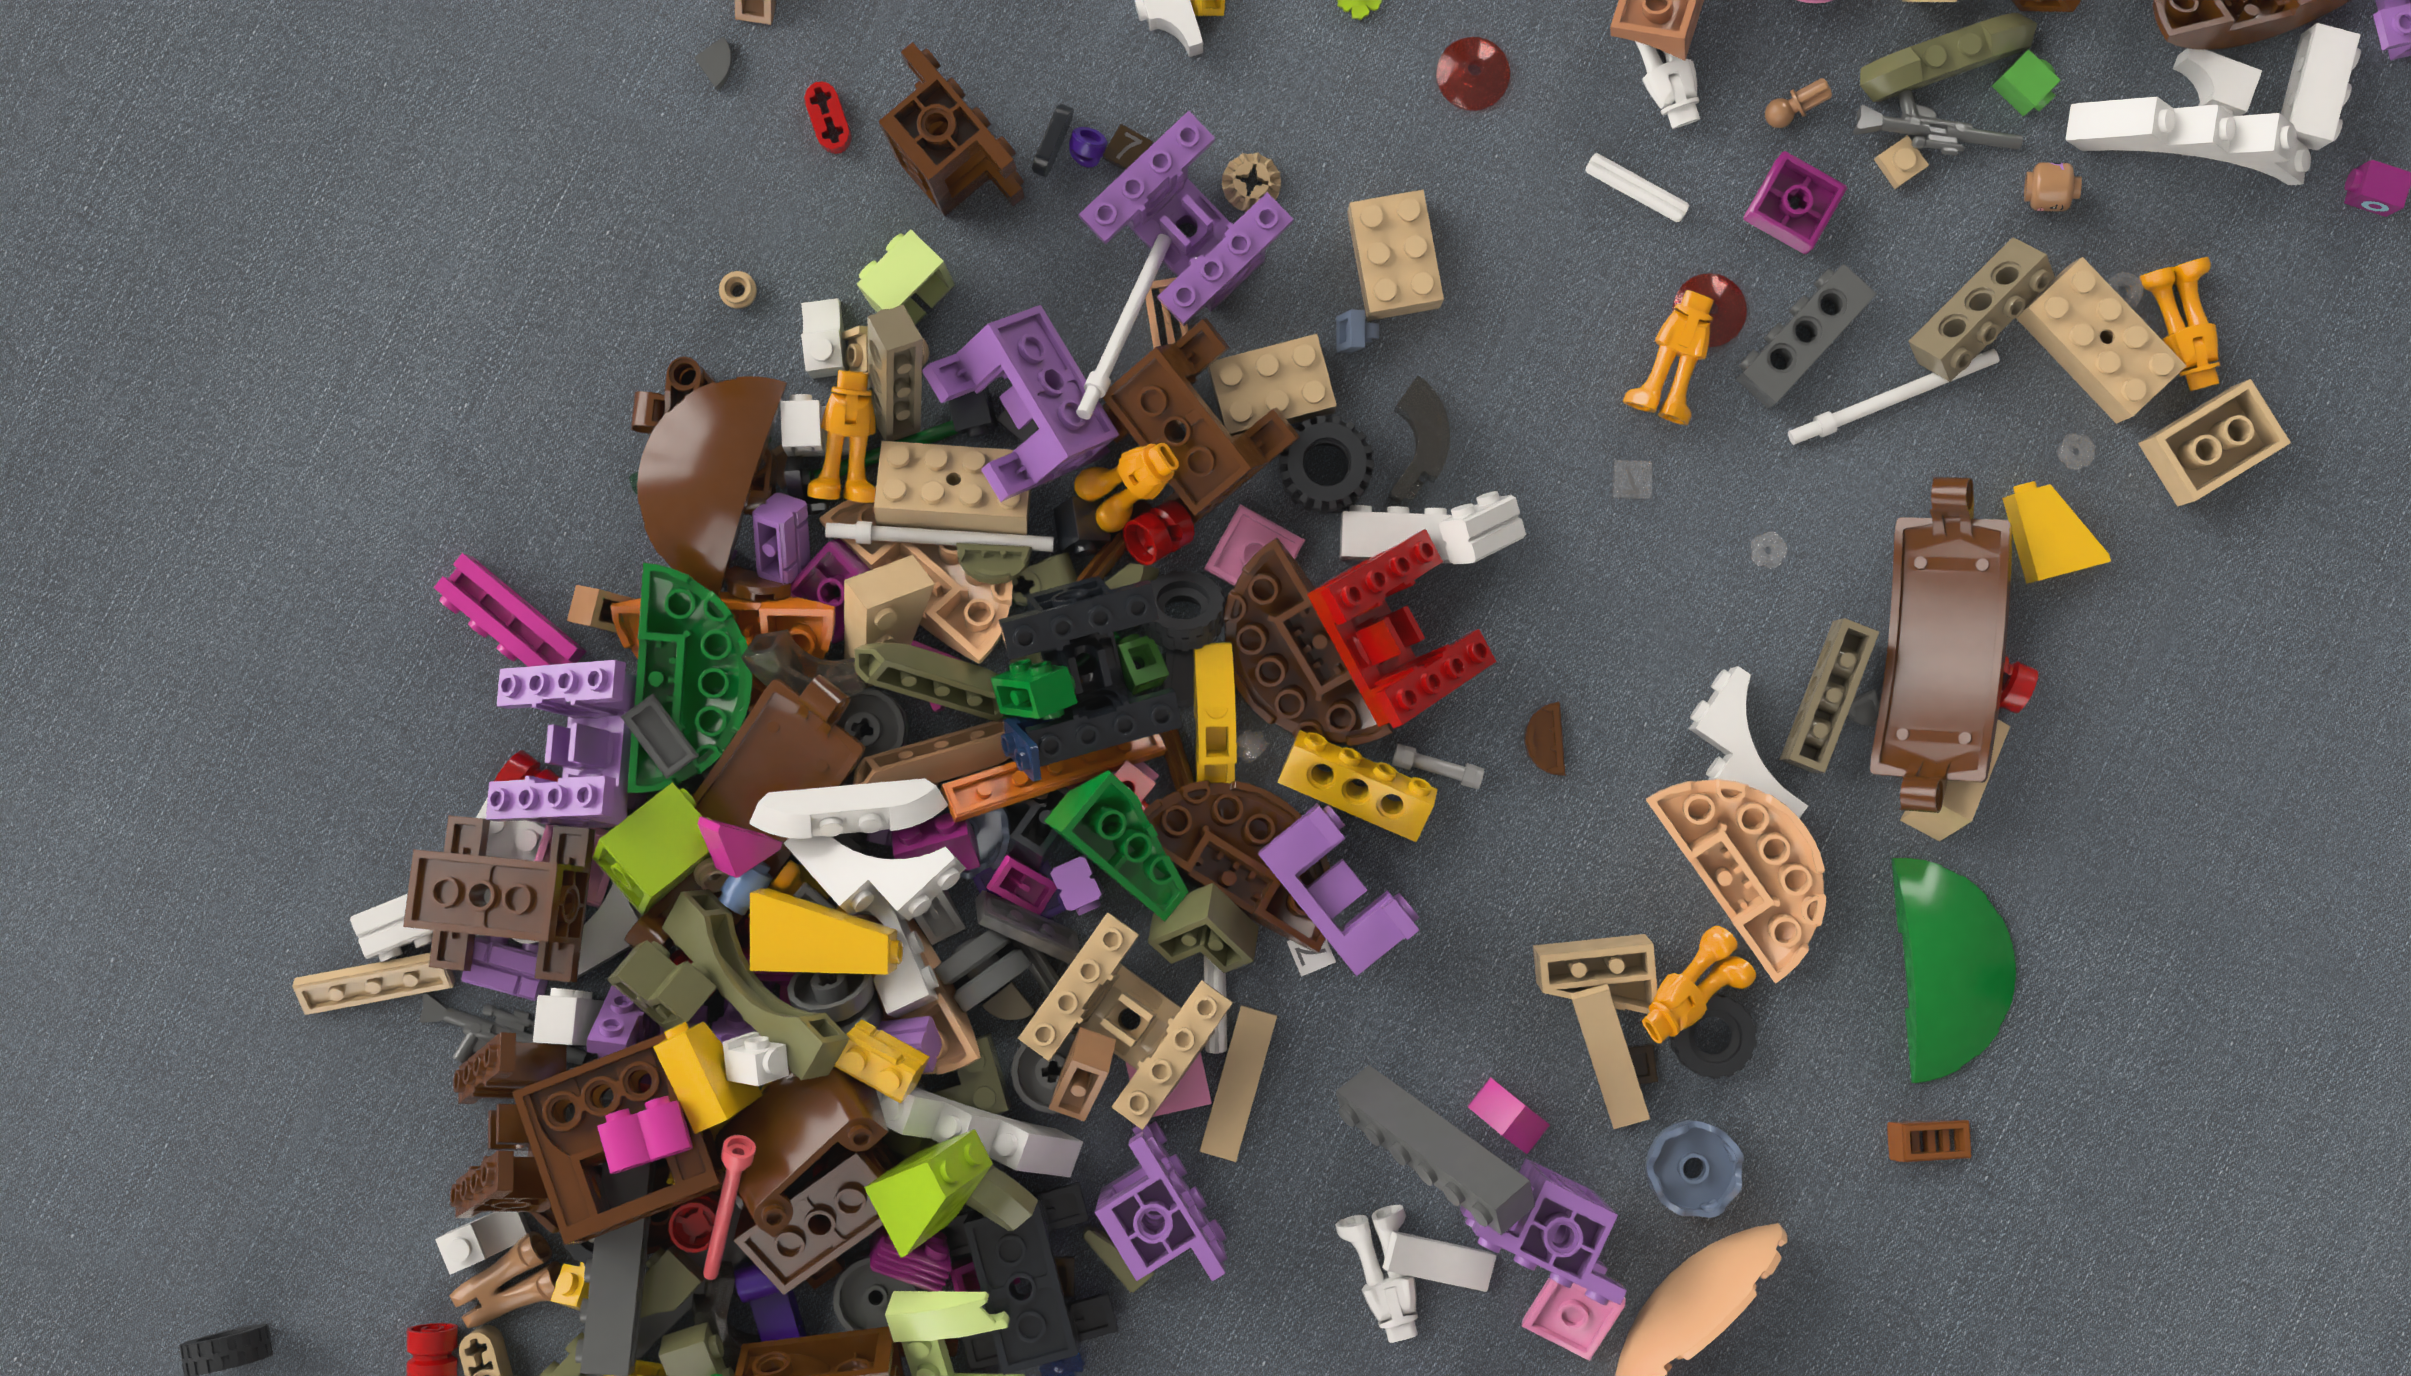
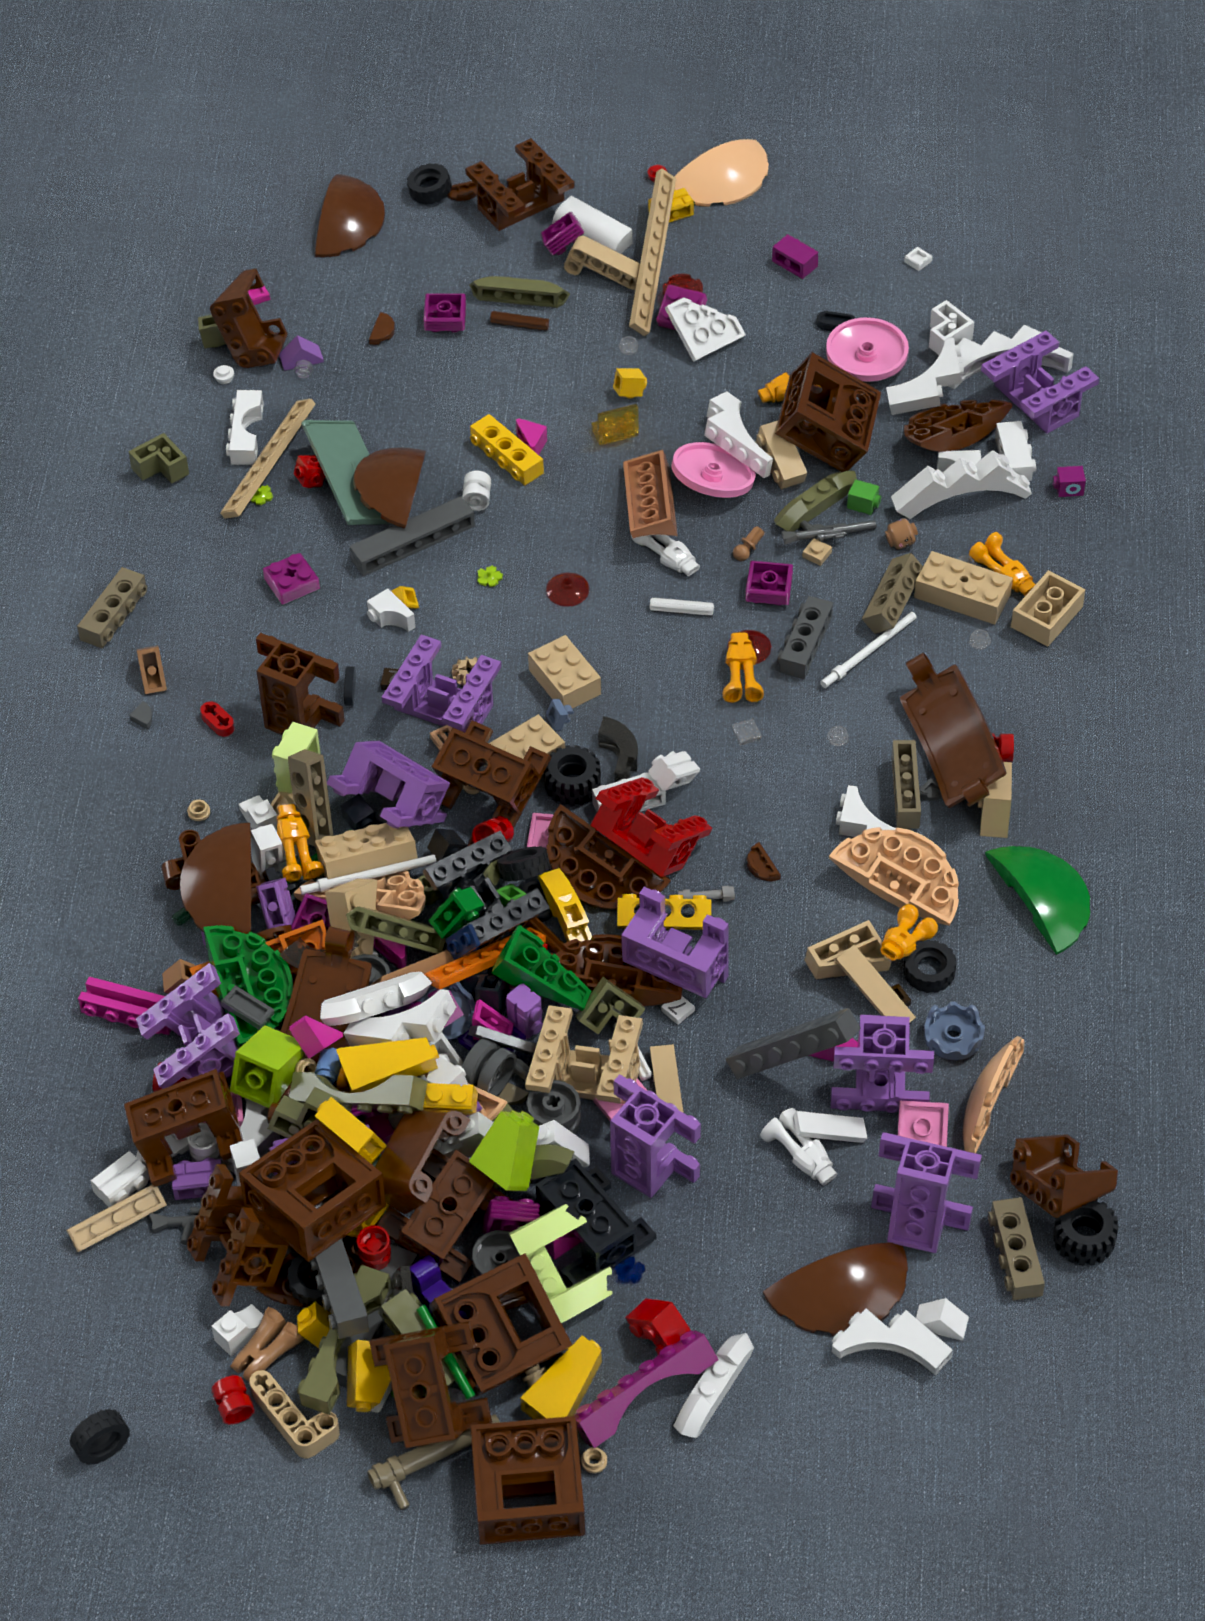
camera: 20 degrees left, 35 degrees down
(644, 1136) = (329, 1158): dark pink brick -> none
(737, 1156) = (387, 1159): coral piece -> none
(754, 1059) = (377, 1108): white brick -> none
(993, 562) = (403, 875): olive tile -> none
(1083, 1074) = (571, 1089): medium nougat slope -> none
(1087, 144) = (370, 680): dark purple tile -> none
(1099, 380) = (427, 757): white bar -> none
(1105, 1248) = (638, 1197): olive slope -> none
(1141, 469) = (470, 789): light orange piece -> none
(1250, 745) = (594, 919): clear plate -> none
(1905, 1140) = (1069, 983): dark orange slope -> none
(2049, 534) = (989, 679): yellow slope -> none

